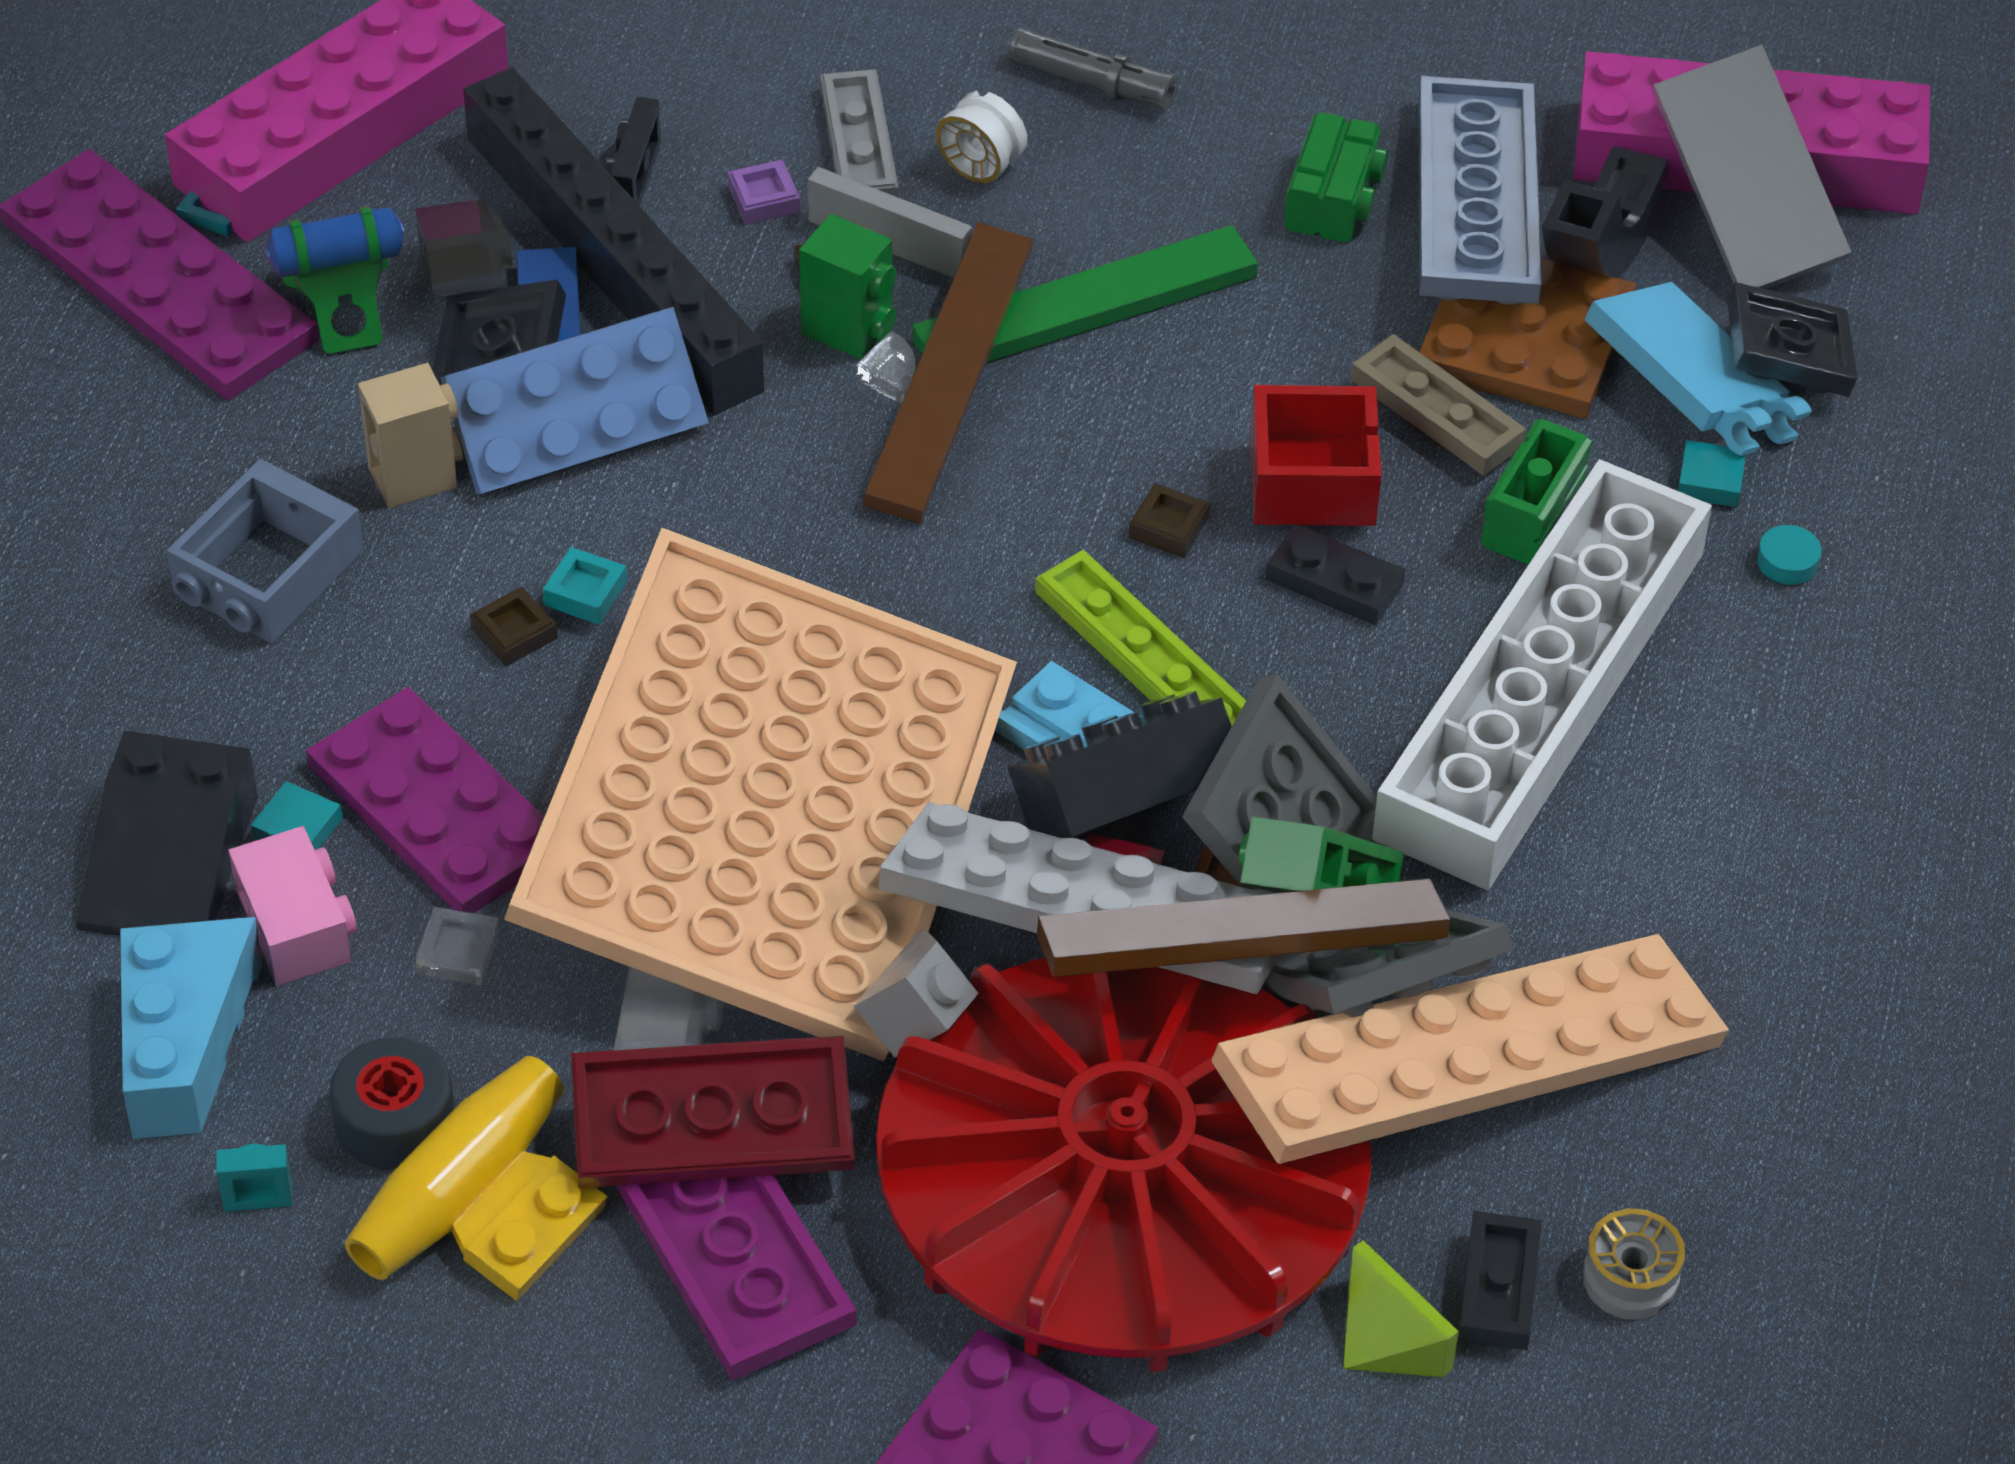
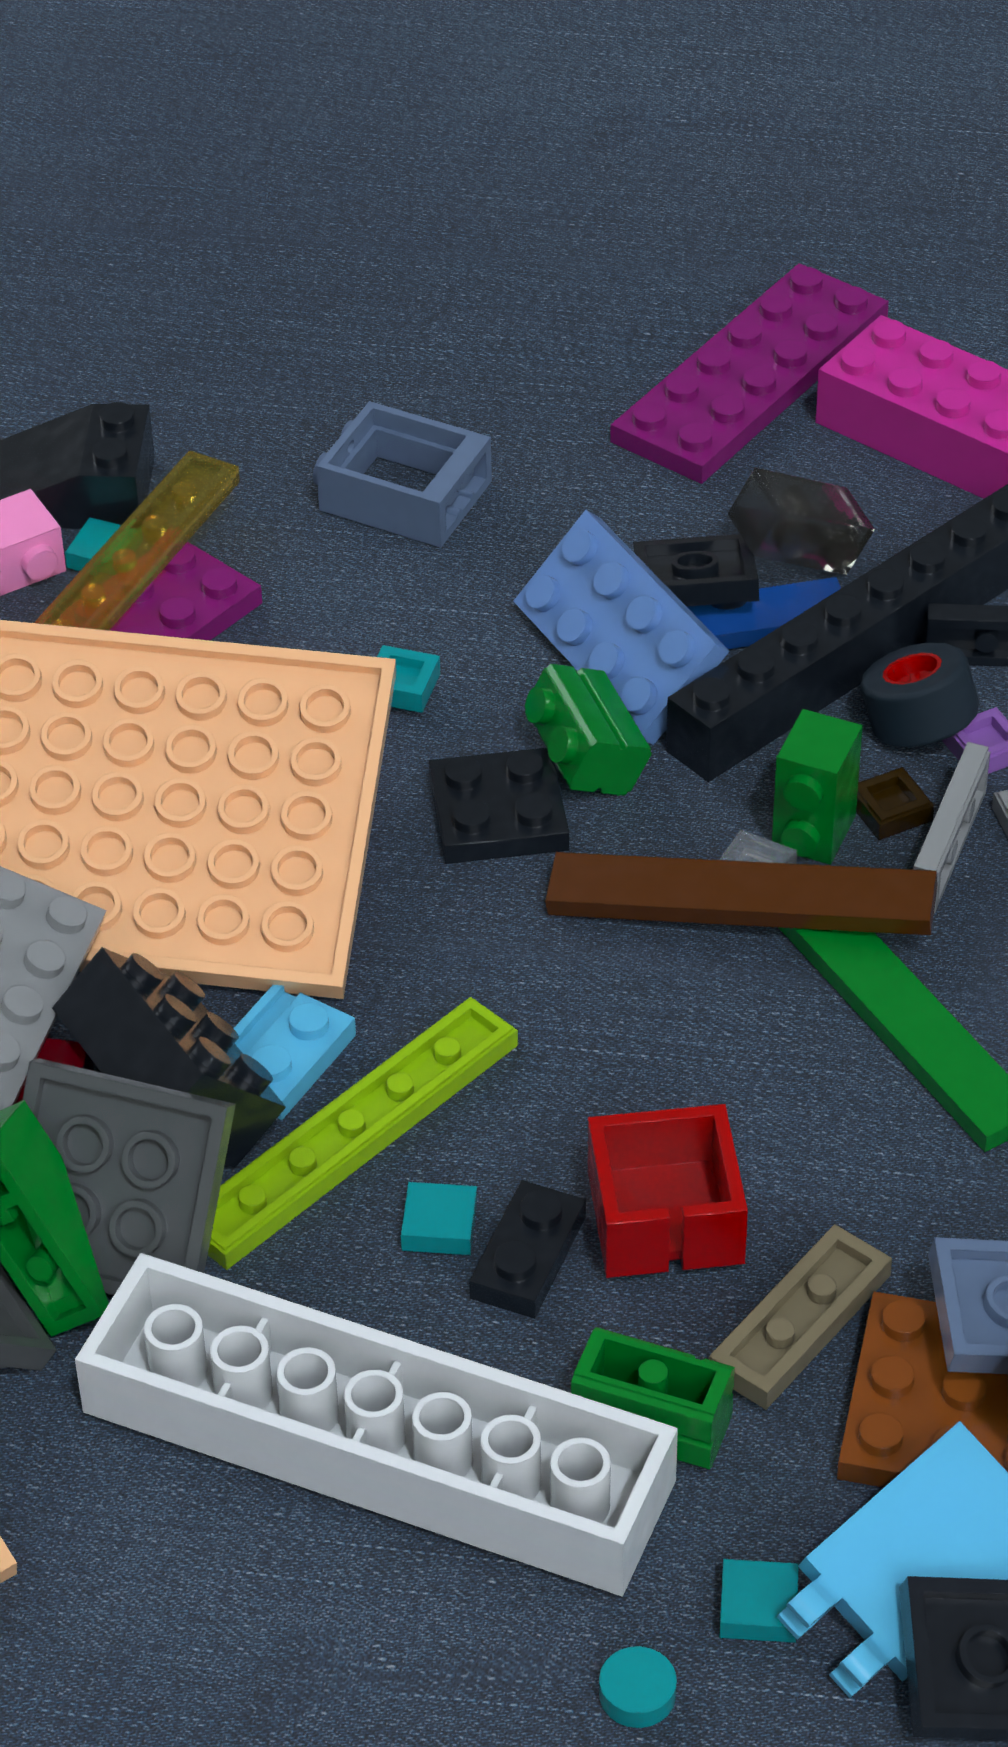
camera: 85 degrees right, 5 degrees down
(338, 260) = (745, 440): piece -> none
(370, 782) = (143, 544): none -> clear yellow tile
(410, 434) = (534, 510): tan brick -> none
(513, 626) = (354, 637): dark brown tile -> none
(711, 445) = (587, 729): none -> green brick
(718, 209) = (919, 694): none -> black wheel
(779, 528) = (498, 805): none -> black plate
(1169, 520) = (581, 1095): dark brown tile -> none
(1295, 629) = (439, 1218): none -> teal tile

